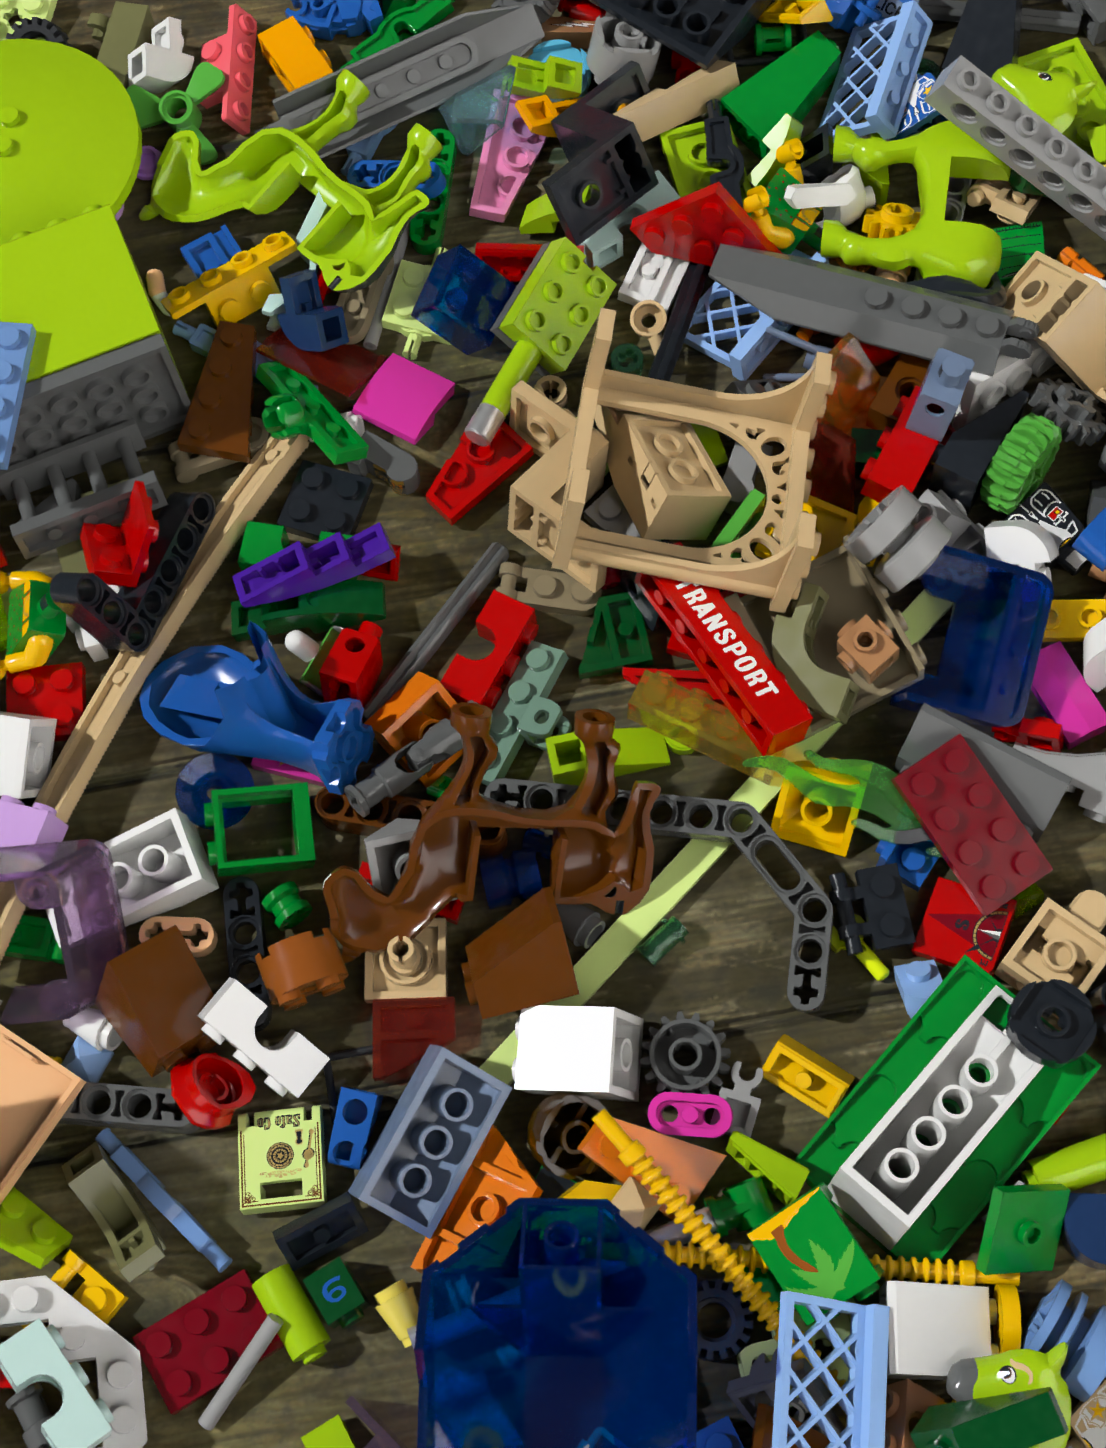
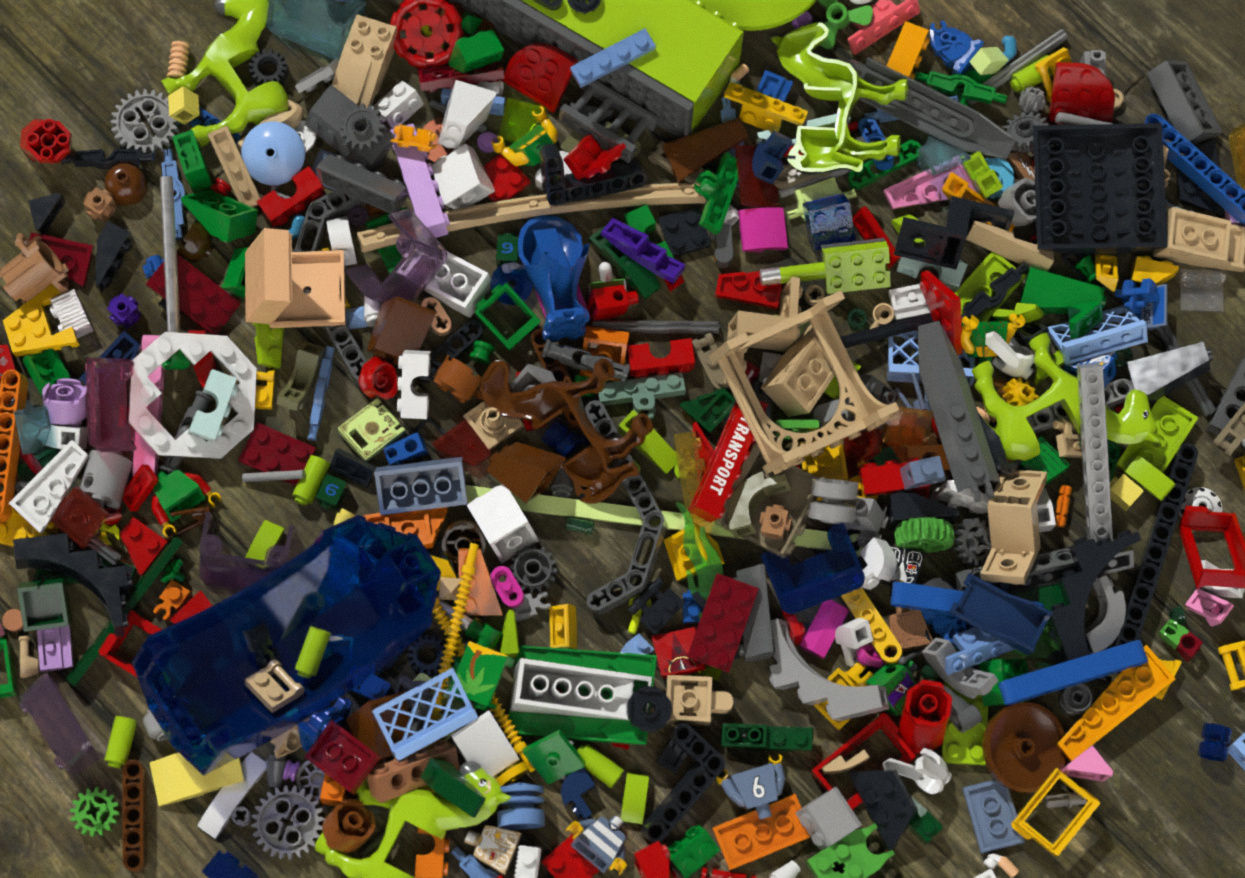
camera: 45 degrees right, 5 degrees up
(158, 761) = (507, 249): none -> dark green brick
(840, 79) = (1084, 318): none -> green slope

